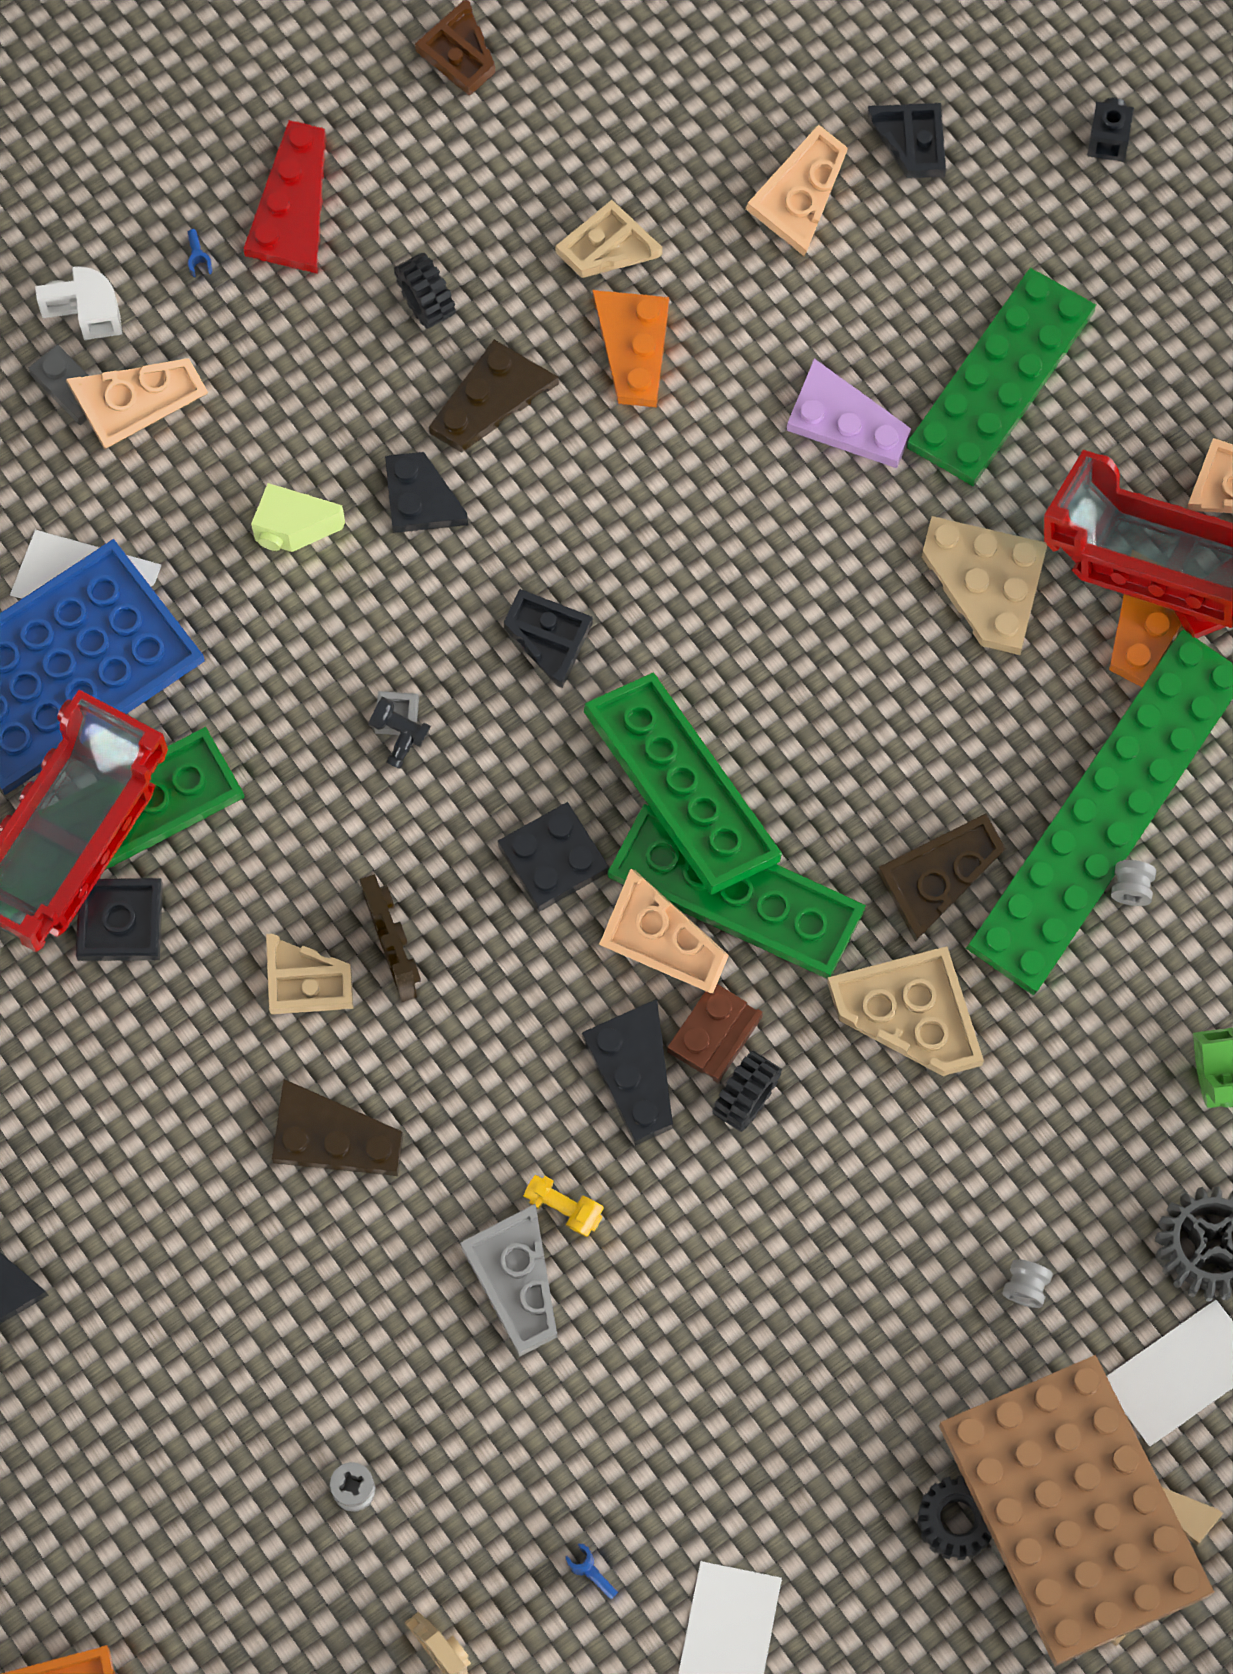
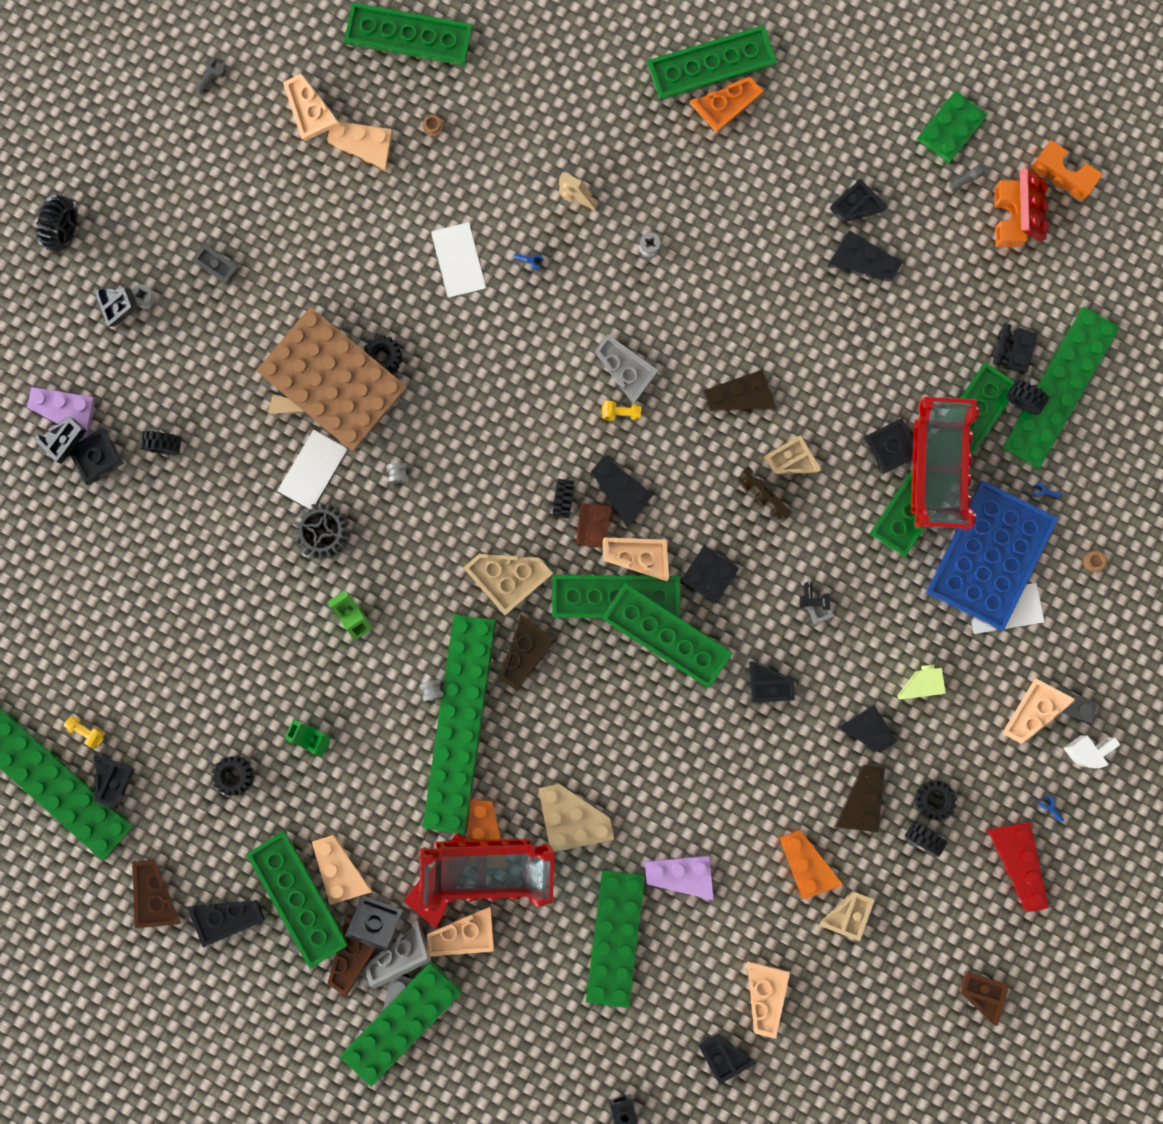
camera: 150 degrees right, 15 degrees up
(374, 324) = (948, 797): none -> black tyre

